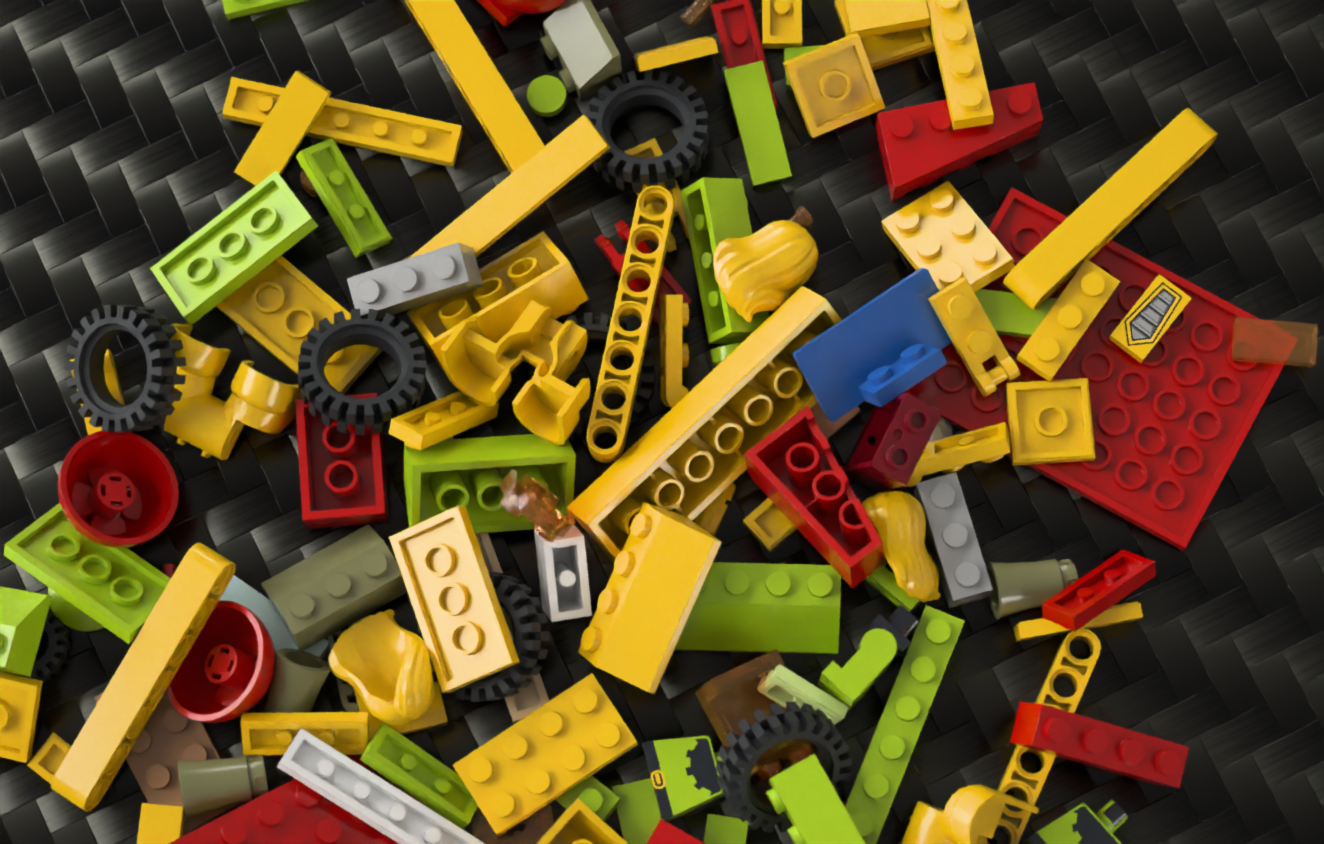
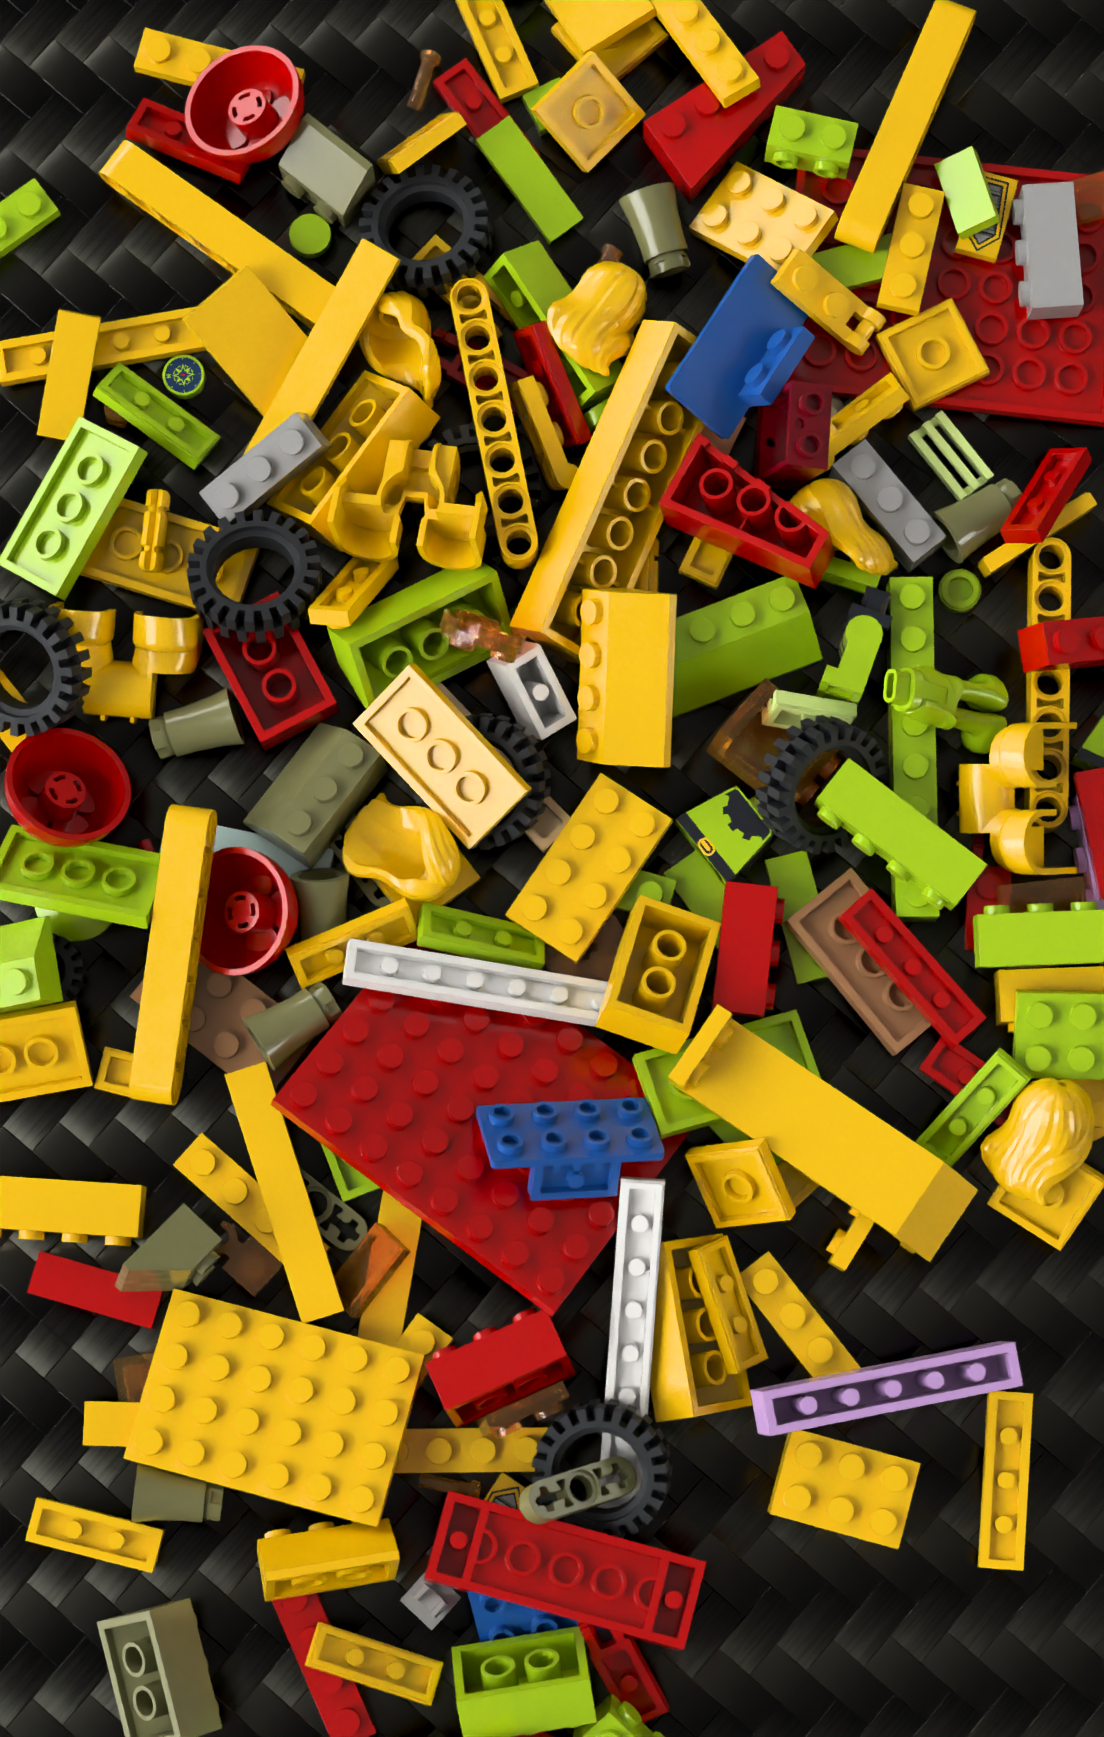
camera: 25 degrees left, 5 degrees up
(259, 483) = (198, 726): none -> olive plant
(295, 296) = (154, 531): none -> yellow axle
(383, 173) = (184, 376): none -> tile
(452, 159) = (248, 336): none -> yellow tile
(580, 220) = (401, 345): none -> yellow piece
(699, 294) = (547, 368): none -> red tile
(852, 211) = (657, 228): none -> olive plant
(917, 730) = (934, 697): none -> lime piece
(987, 643) = (959, 591): none -> lime tile
(1018, 190) = (810, 142): none -> lime brick
(1021, 486) = (962, 445): none -> yellowish green tile
(1140, 290) = (967, 192): none -> tile
(1192, 371) = (1048, 250): none -> light grey brick

